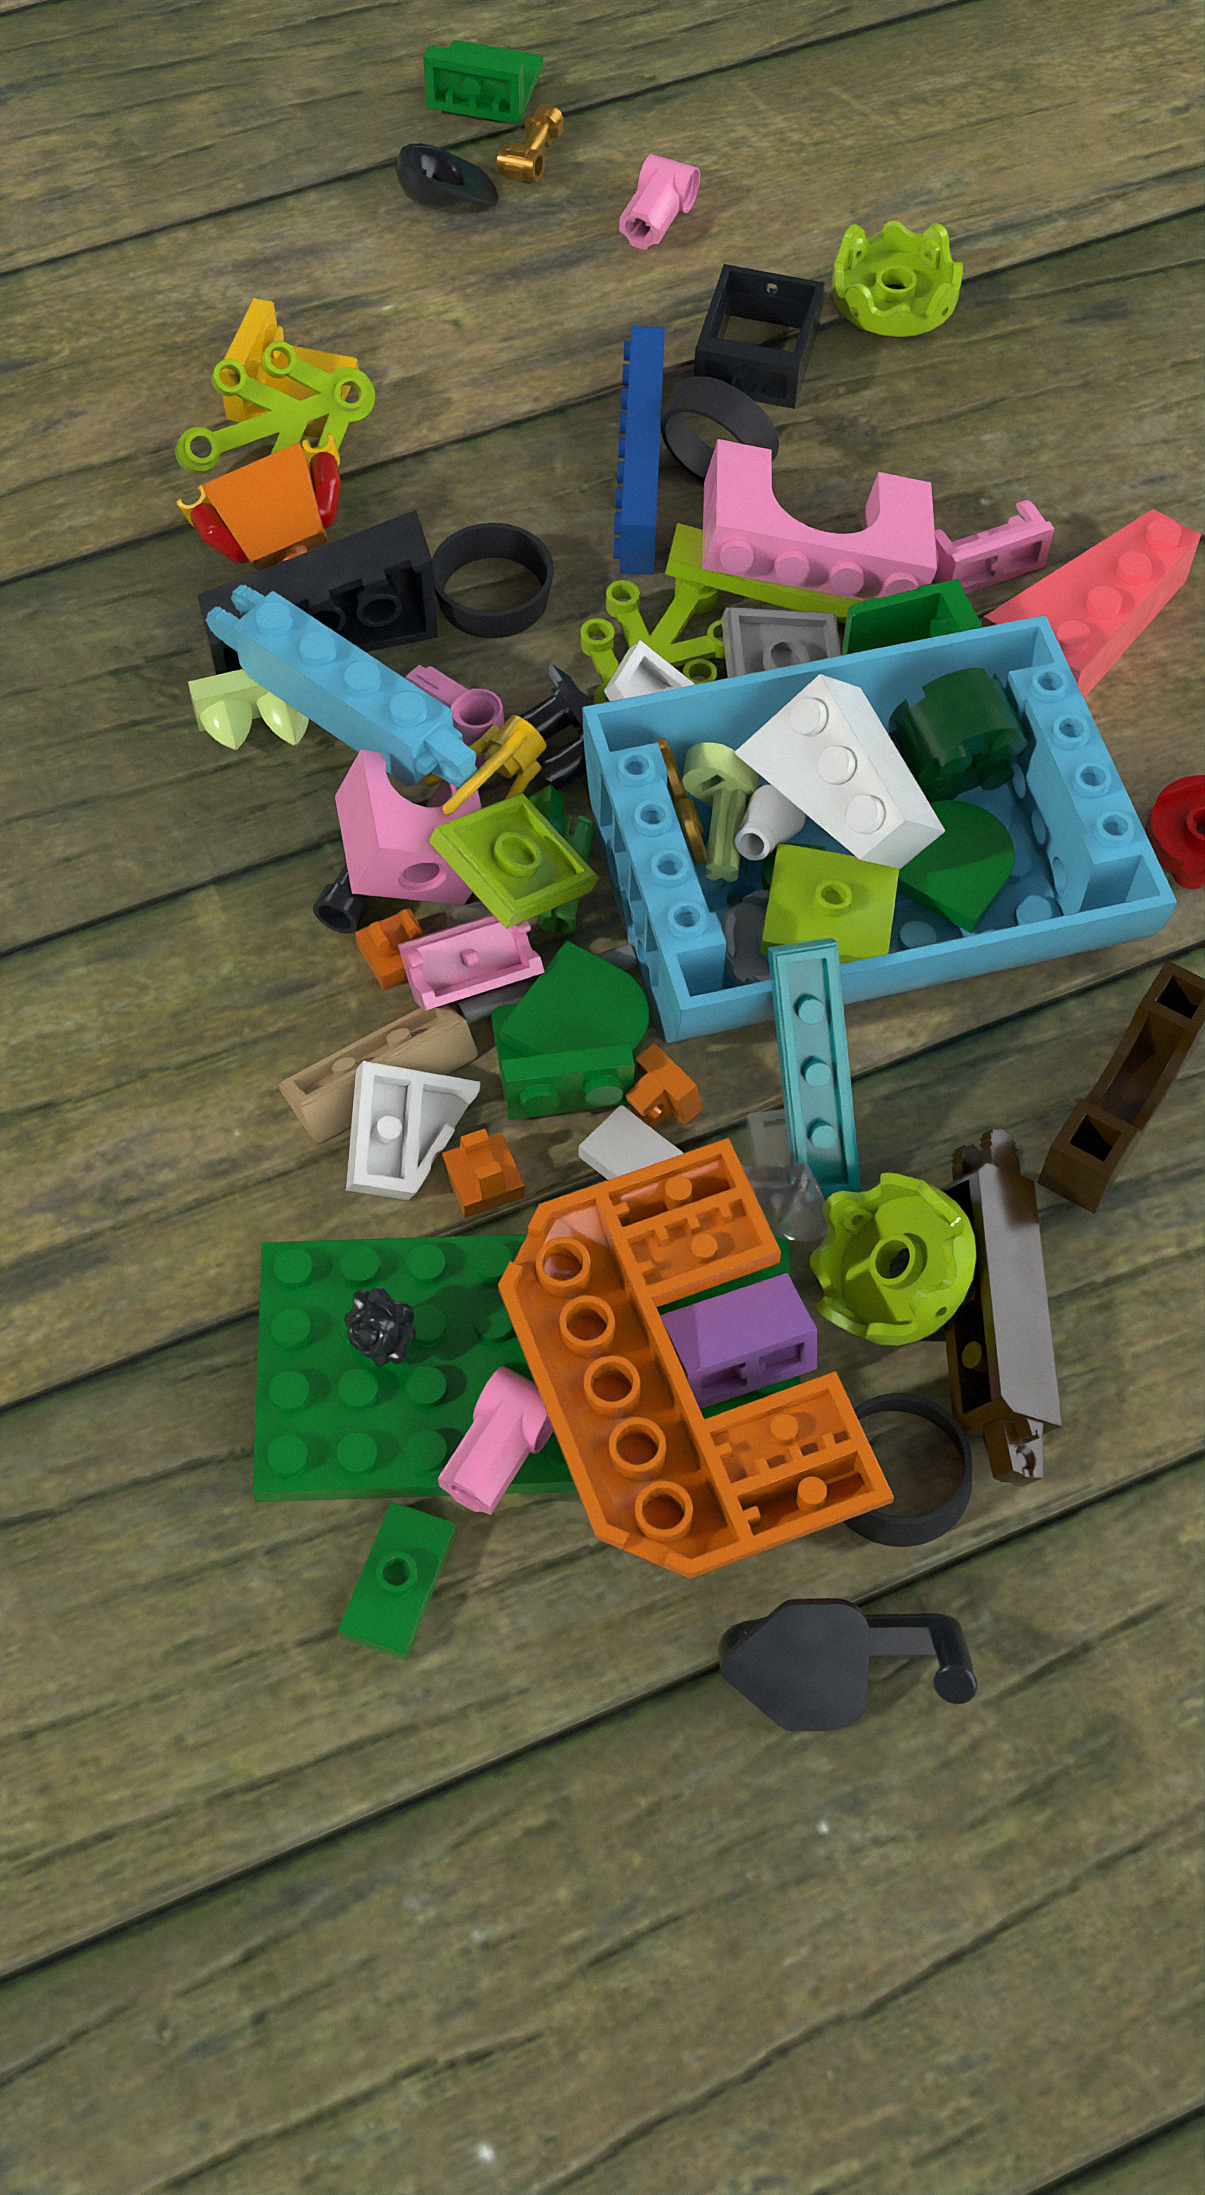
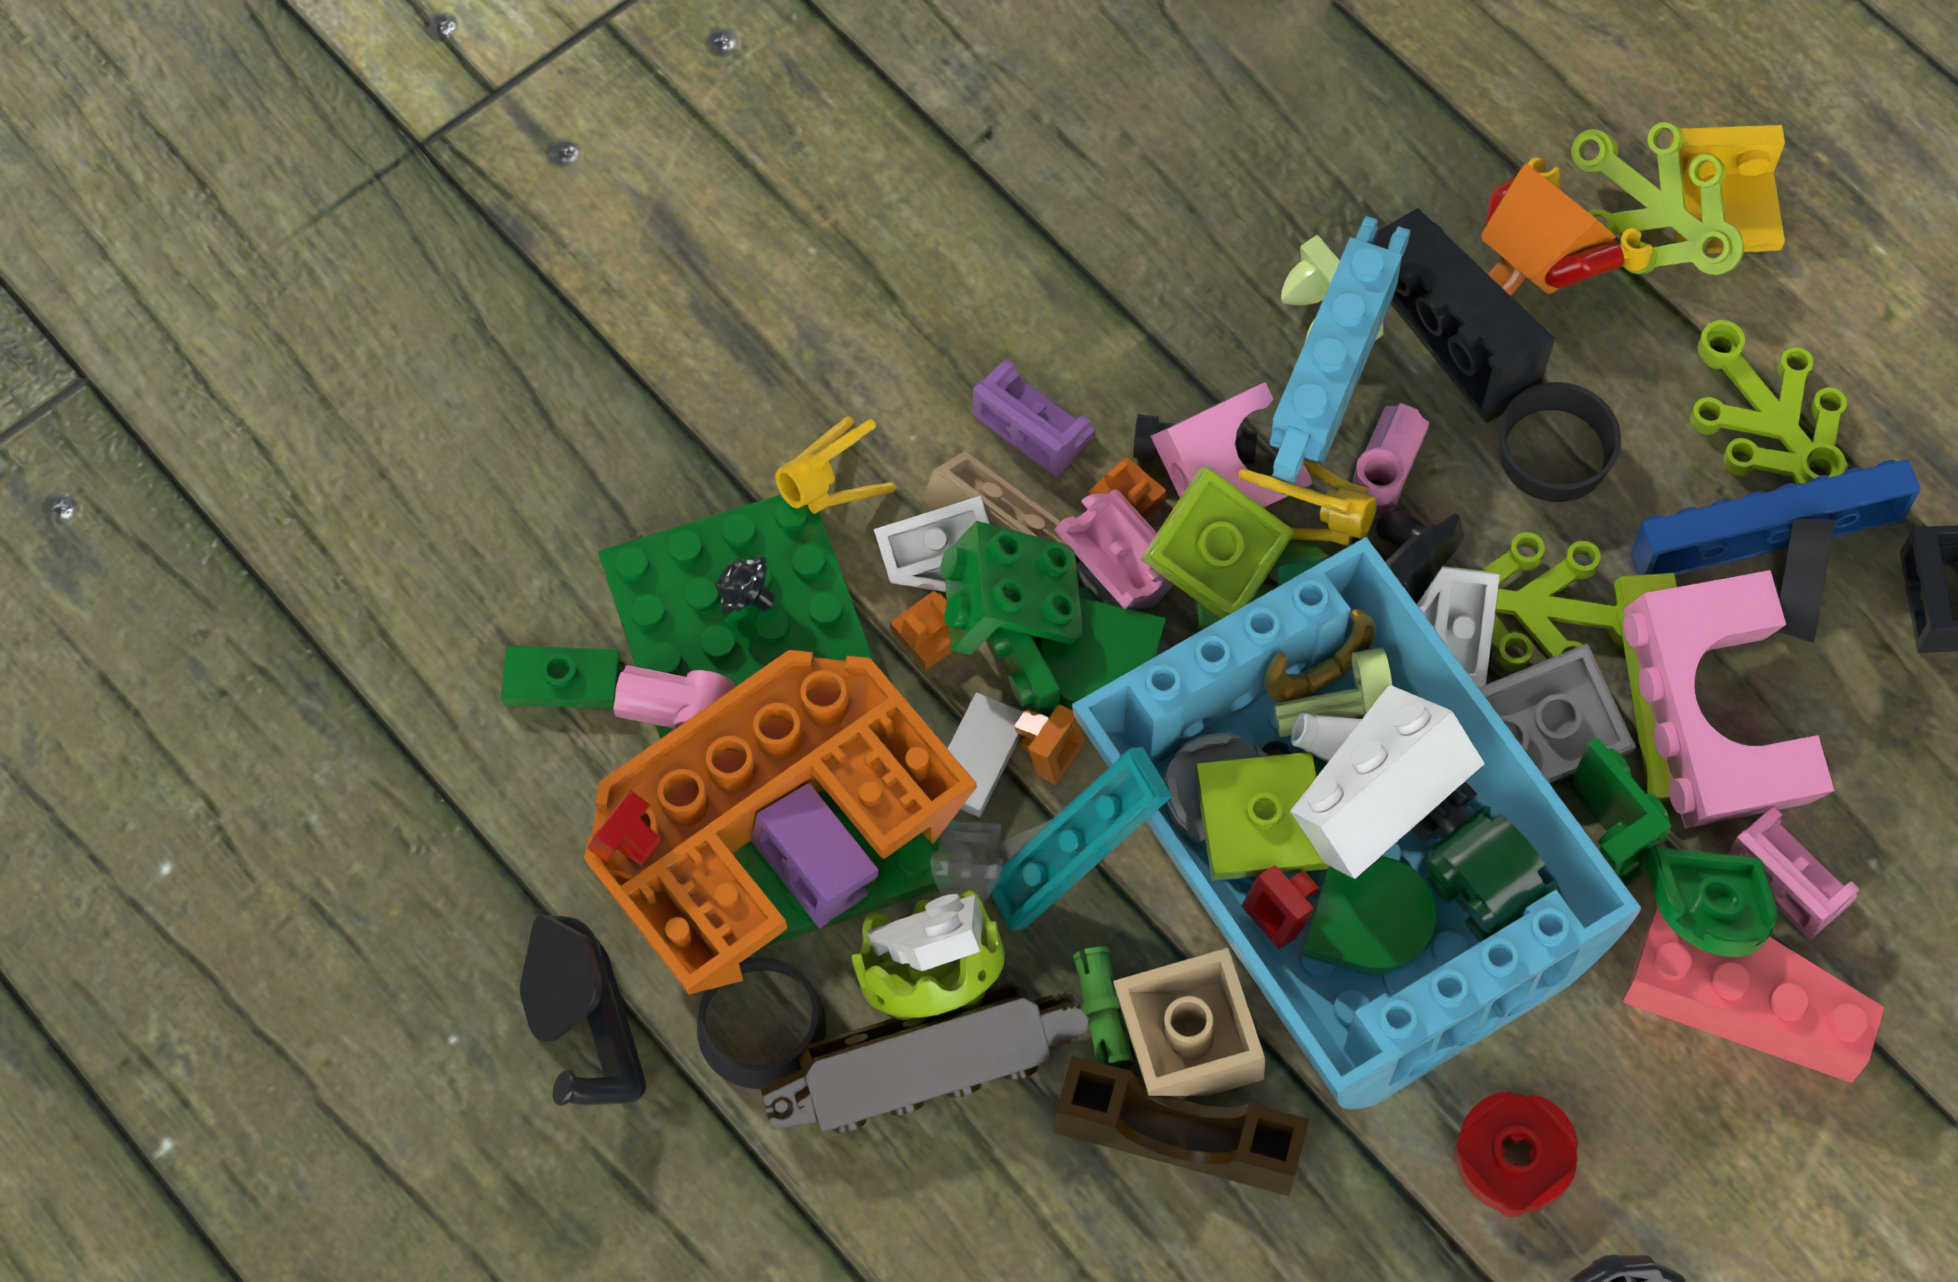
camera: 75 degrees right, 5 degrees up
(267, 1229) = (810, 473): none -> yellow plant
(275, 1008) = (1030, 419): none -> medium lavender hinge
(488, 1066) = (1009, 583): none -> green bracket
(585, 411) = (1771, 417): none -> lime plant
(685, 1506) = (626, 832): none -> red tile
(888, 1231) = (933, 937): none -> white wing
(926, 918) = (1280, 904): none -> red tile
(967, 1125) = (1103, 1007): none -> bright green pin
(1027, 583) = (1713, 899): none -> green tile
(1031, 1035) = (1191, 1027): none -> tan slope

